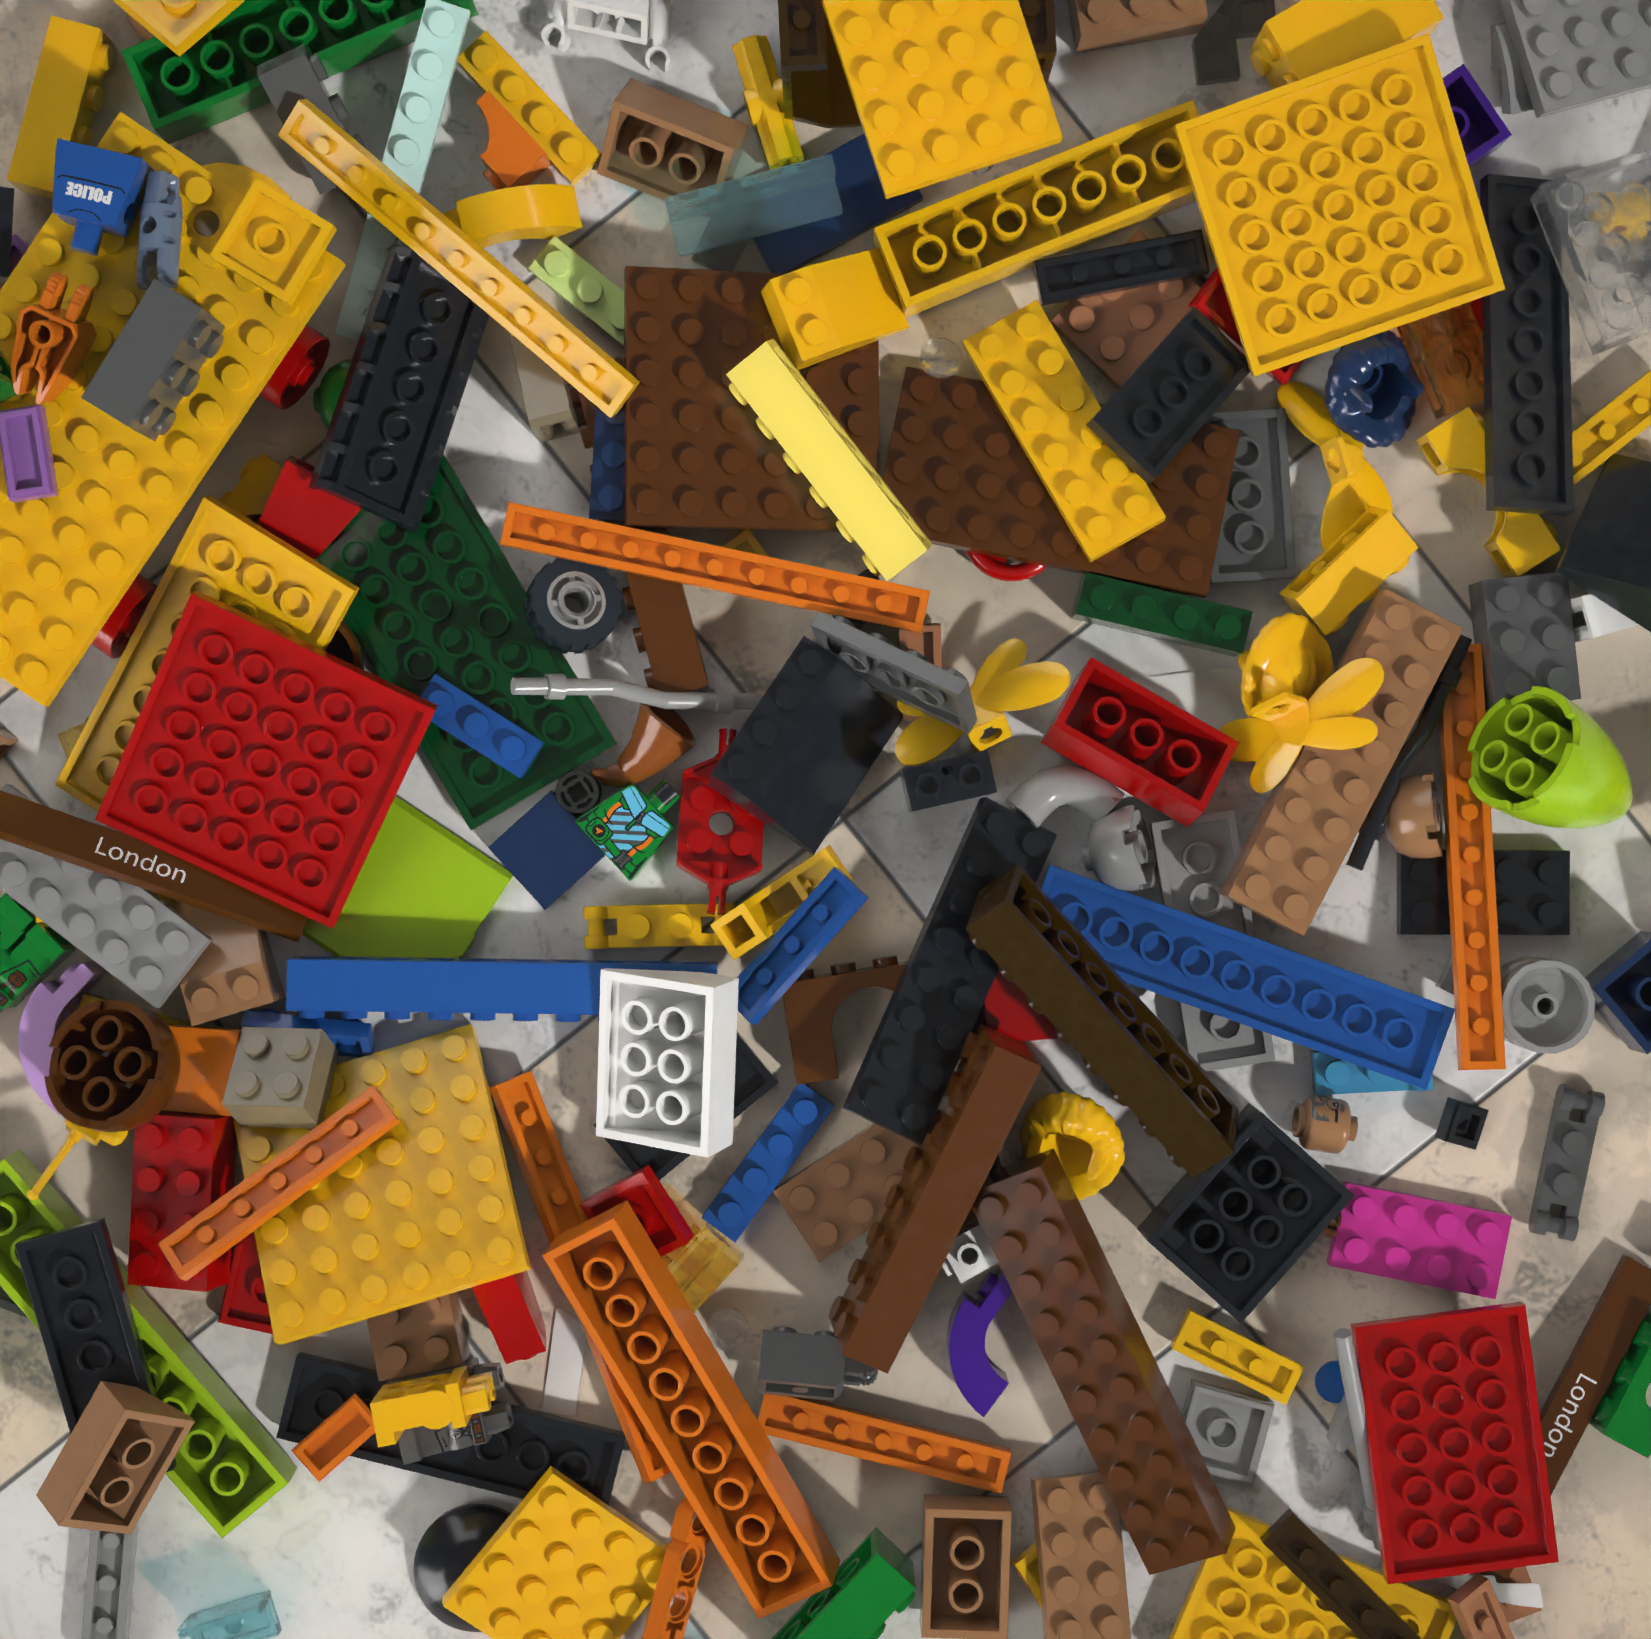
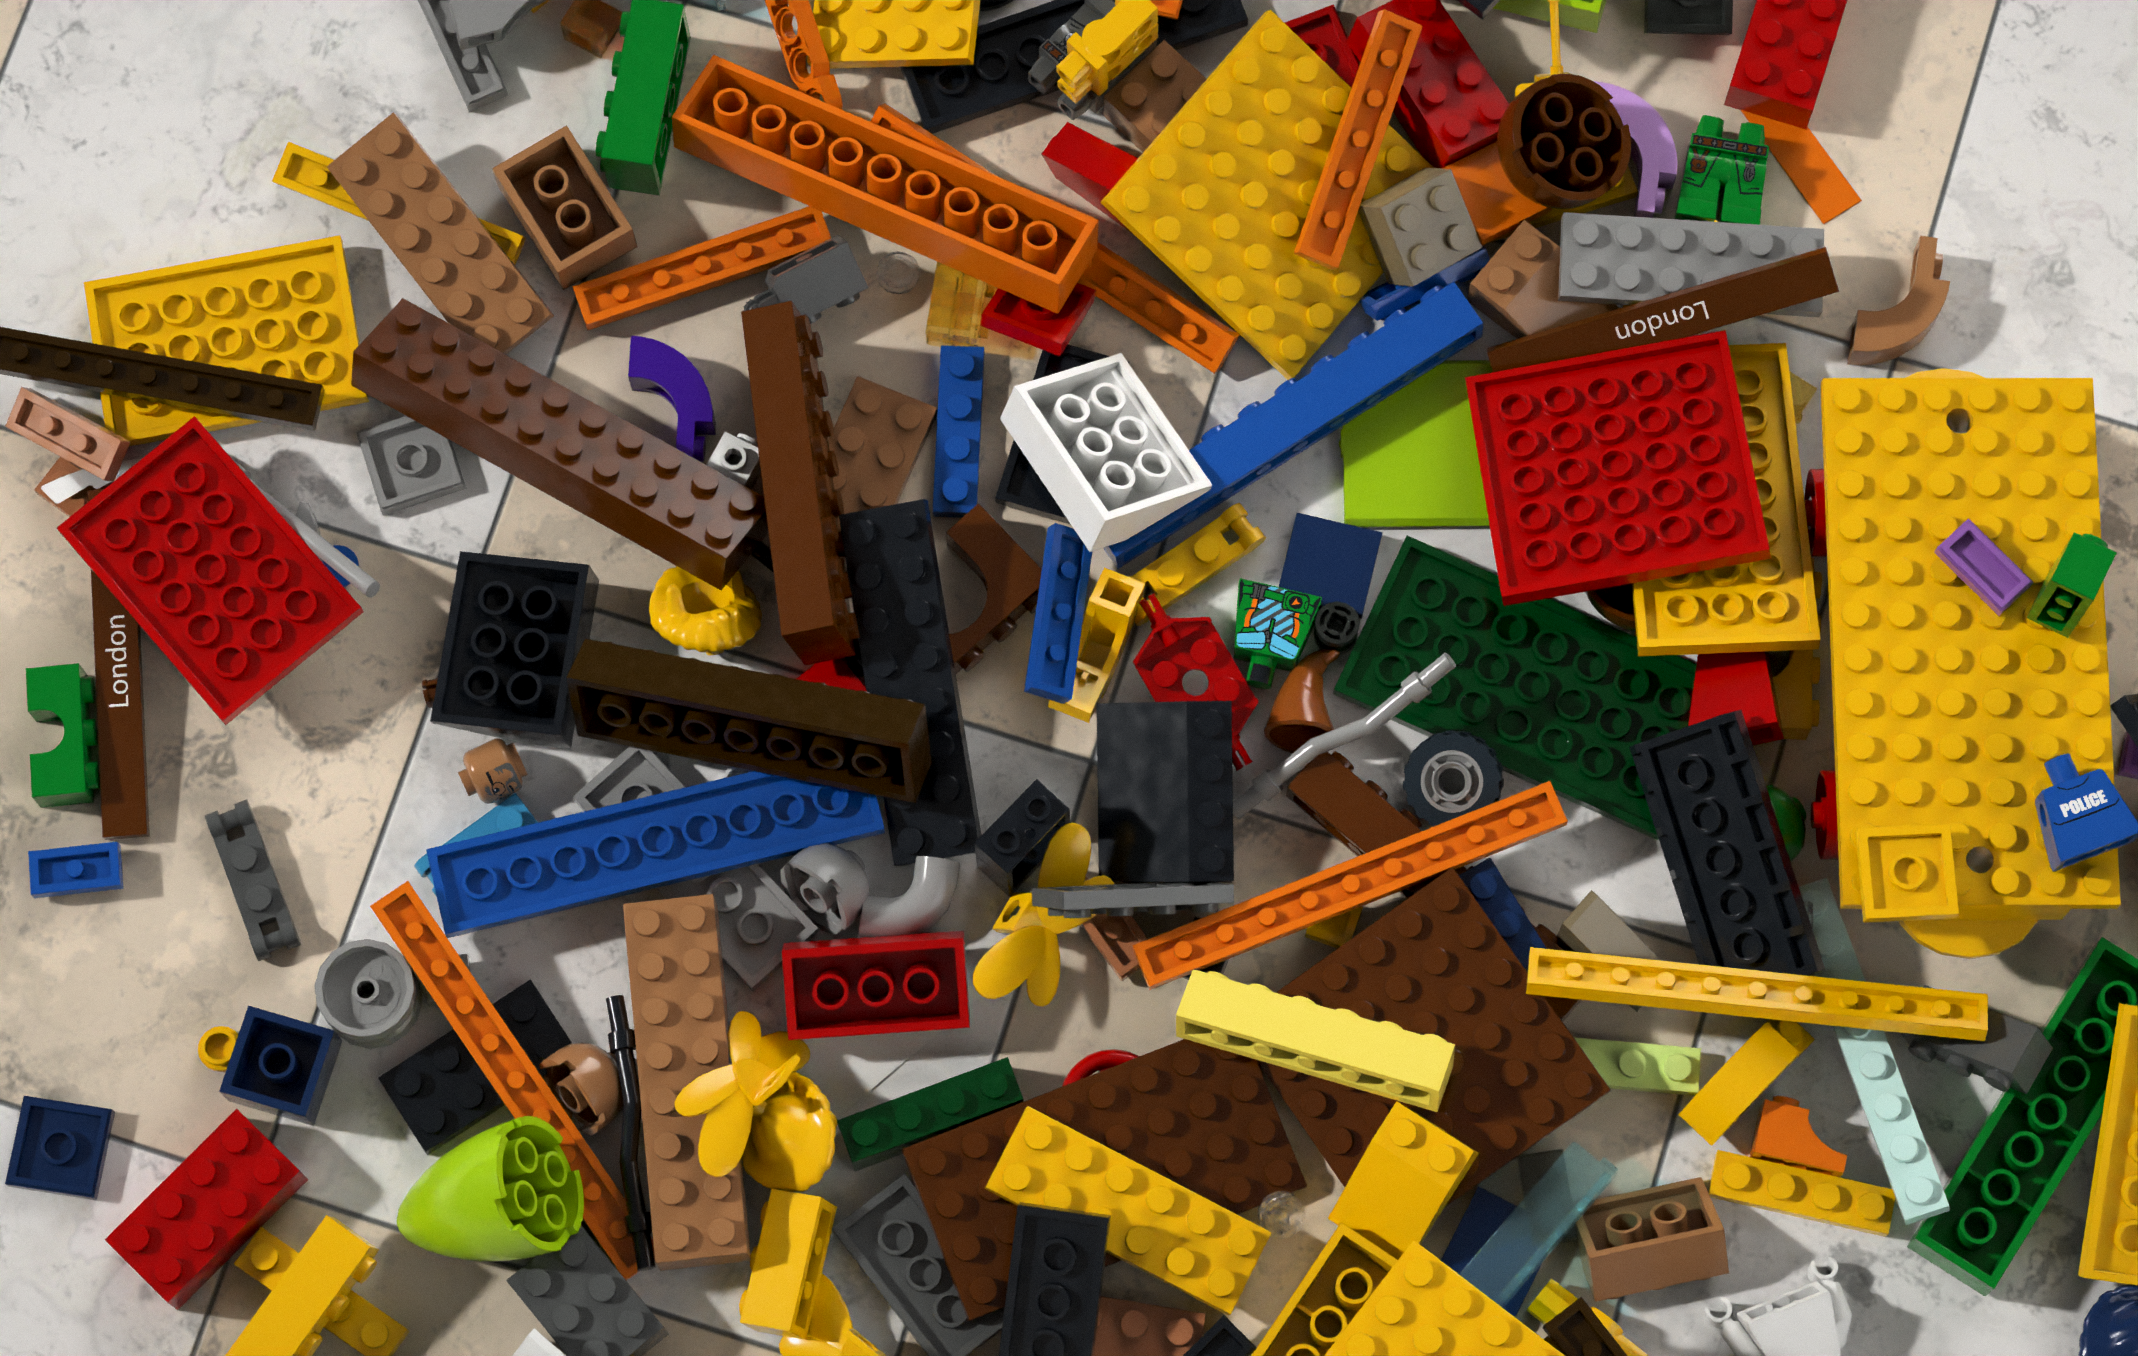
camera: 140 degrees right, 15 degrees down
(52, 340) = (2027, 667): orange hinge -> none
(155, 361) = (1925, 702): dark grey brick -> none
(160, 231) = (2006, 818): sand blue hinge -> none
(481, 727) = (1460, 624): blue plate -> none
(564, 1365) = (1015, 153): white sticker -> none
(1237, 1356) = (440, 529): yellow plate -> none
(1421, 1240) = (341, 731): dark pink plate -> none
(1461, 1123) = (369, 852): black tile -> none

